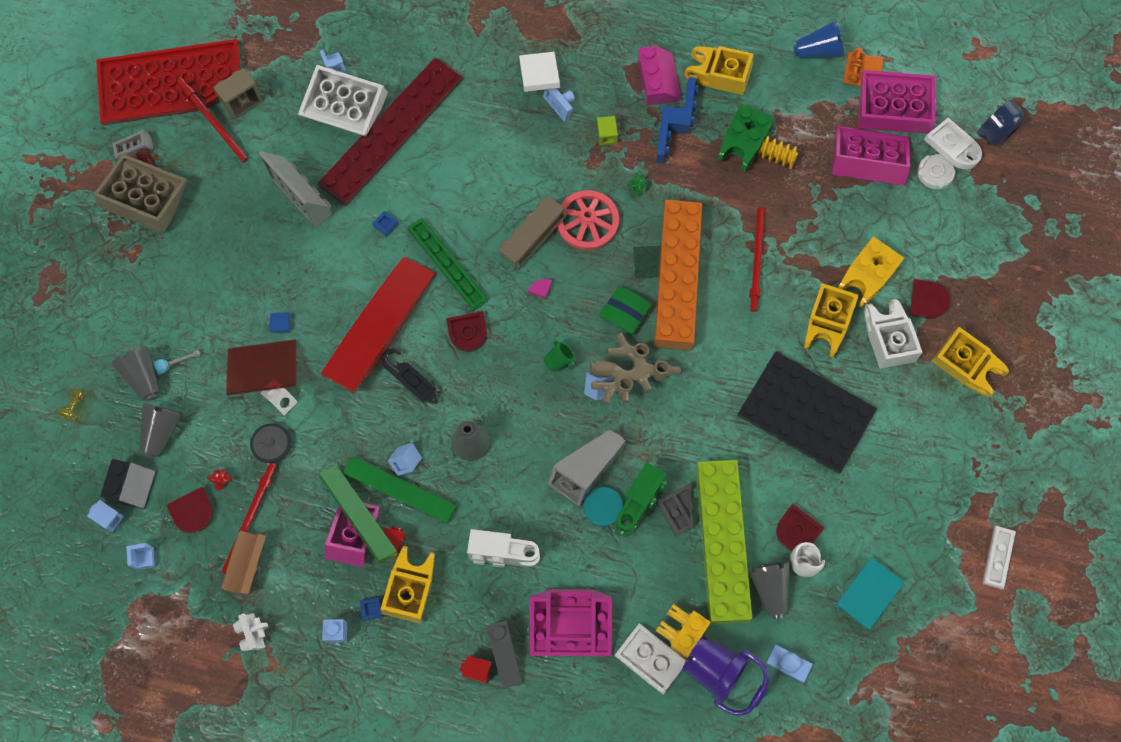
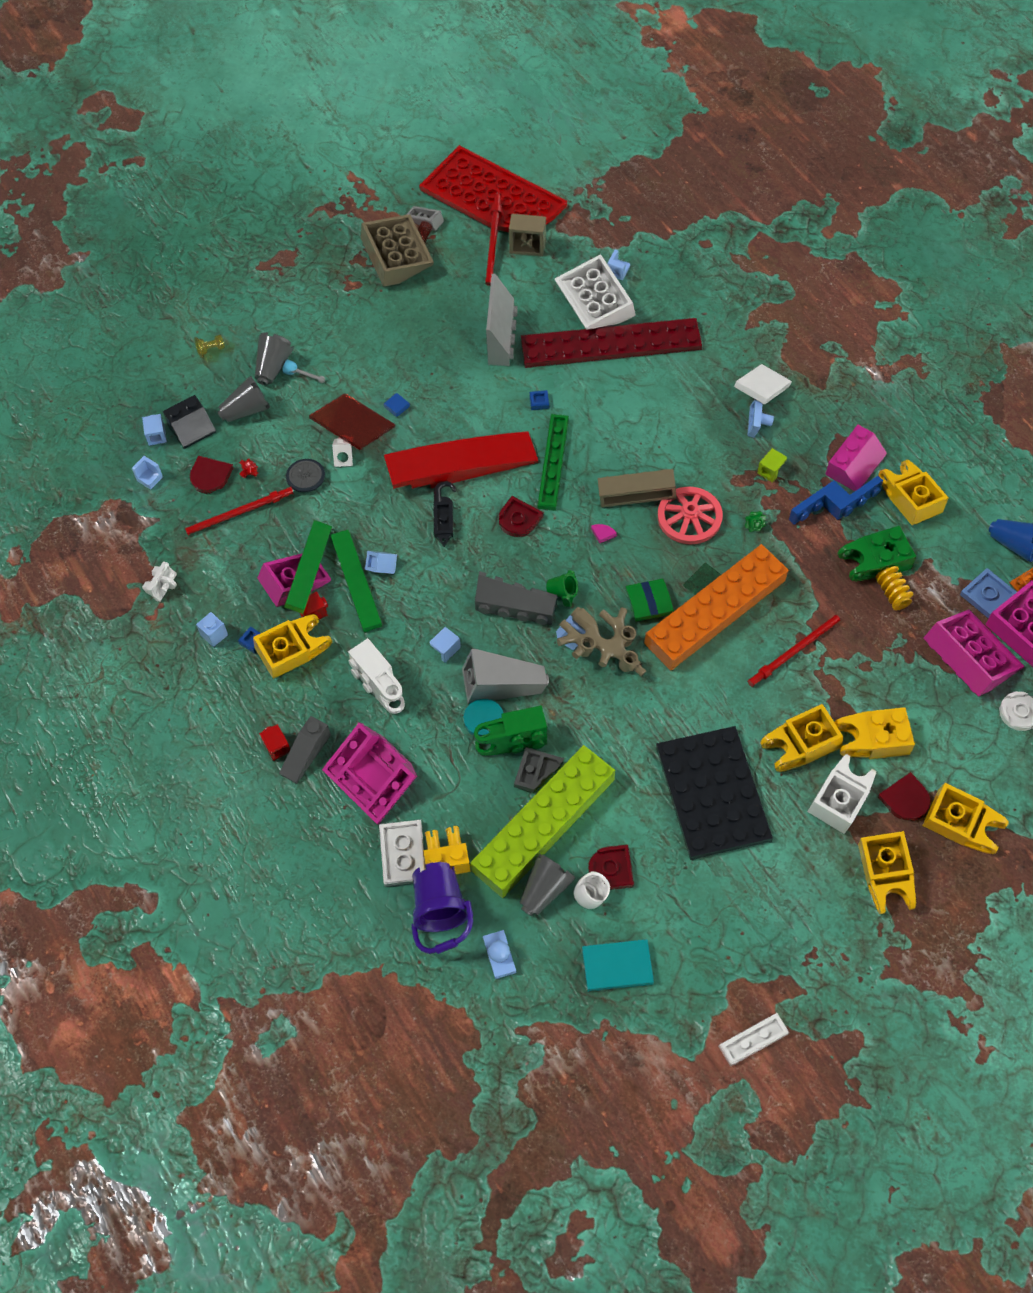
camera: 45 degrees right, 10 degrees down
(243, 563) = (204, 533): medium nougat panel -> none
(470, 441) = (438, 587): dark grey cone -> none
(520, 477) = (446, 644): none -> light blue panel
(536, 399) = (514, 600): none -> dark grey wedge
(839, 103) = (987, 592): none -> medium blue plate
(976, 282) = (968, 821): none -> yellow brick

